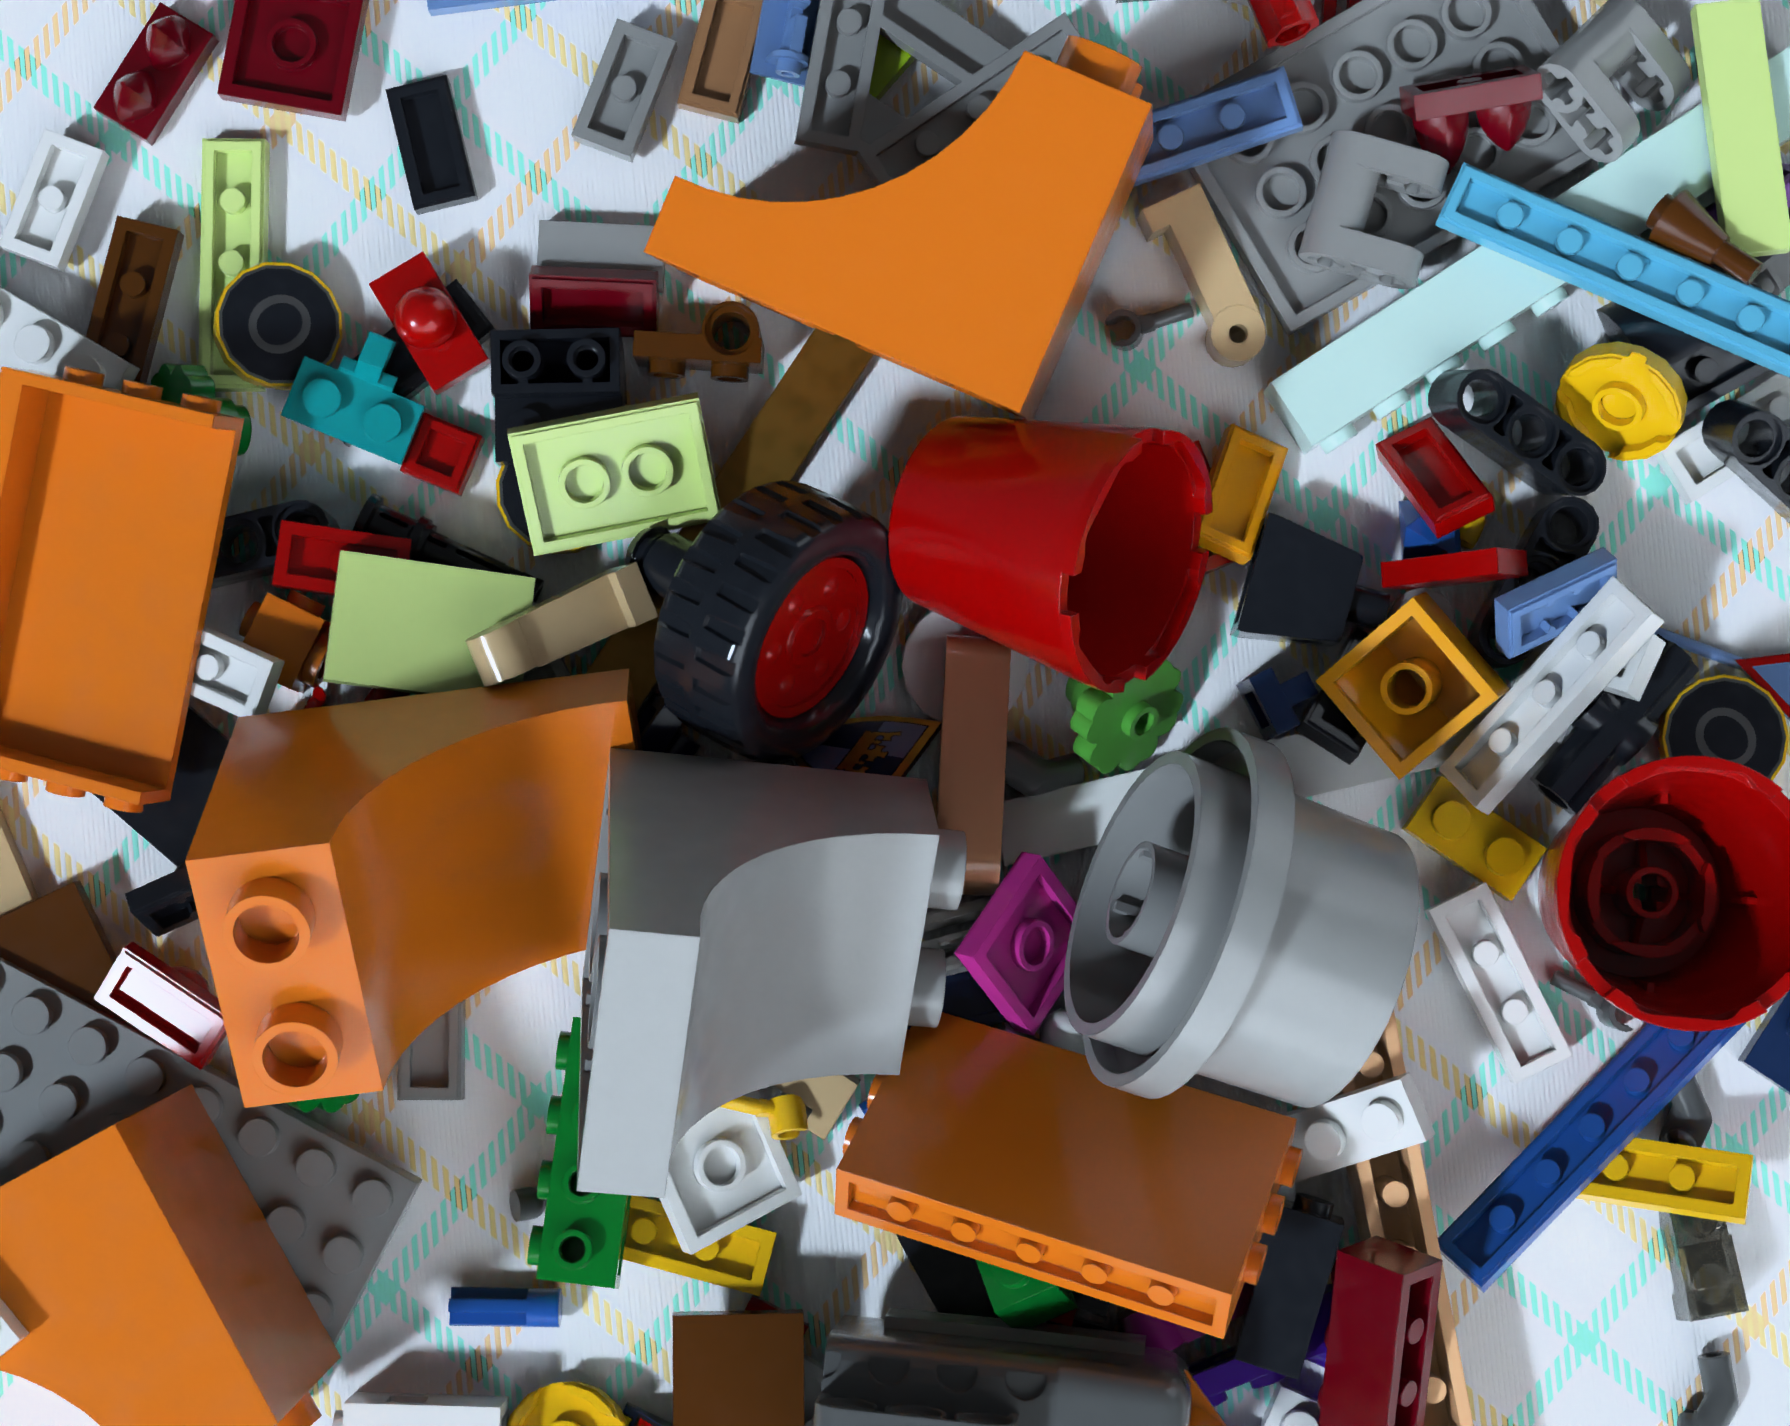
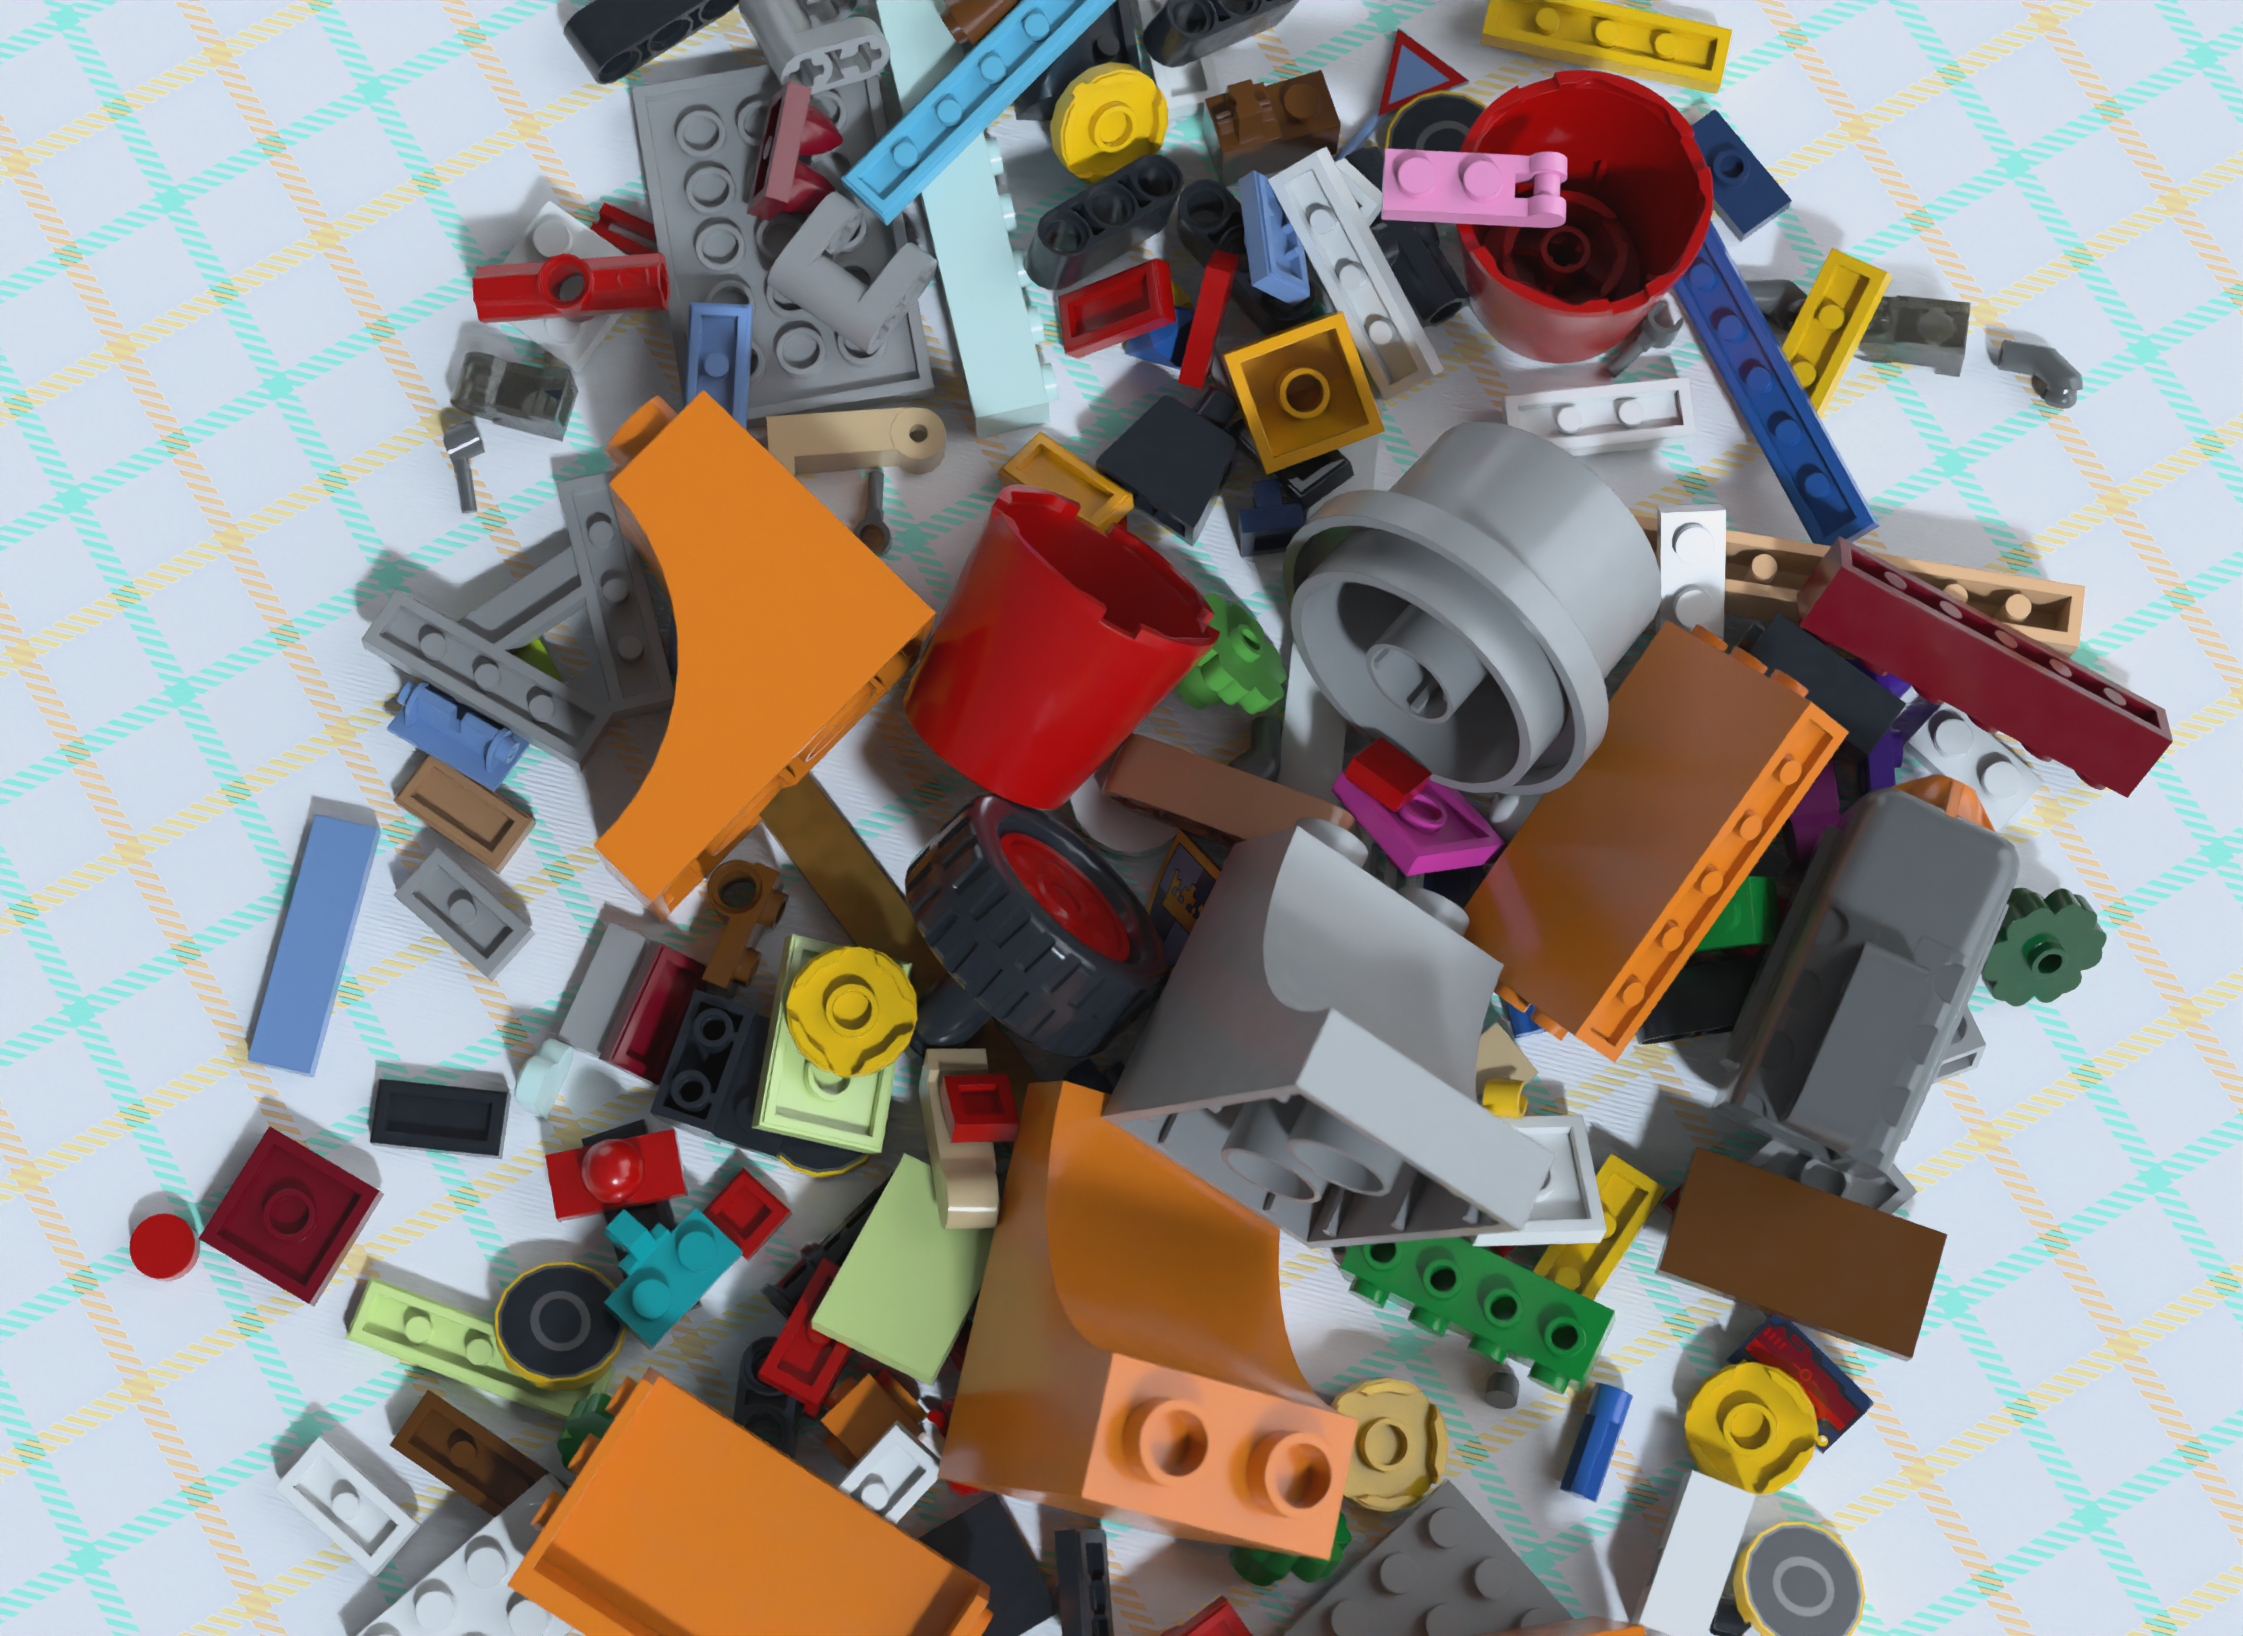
camera: 70 degrees left, 10 degrees down
(156, 74) = (262, 1363): dark red tile -> none
(433, 1112) = (1396, 1444): none -> yellow tile
(498, 222) = (543, 1077): none -> light aqua tile
(592, 631) = (979, 1108): none -> red tile
(642, 479) = (851, 1011): none -> yellow tile
(1053, 900) = (1387, 774): none -> red tile
(1473, 841) = (1460, 394): yellow plate -> none
(1653, 782) = (1473, 188): none -> bright pink plate
(1679, 559) = (1269, 125): none -> reddish brown hinge

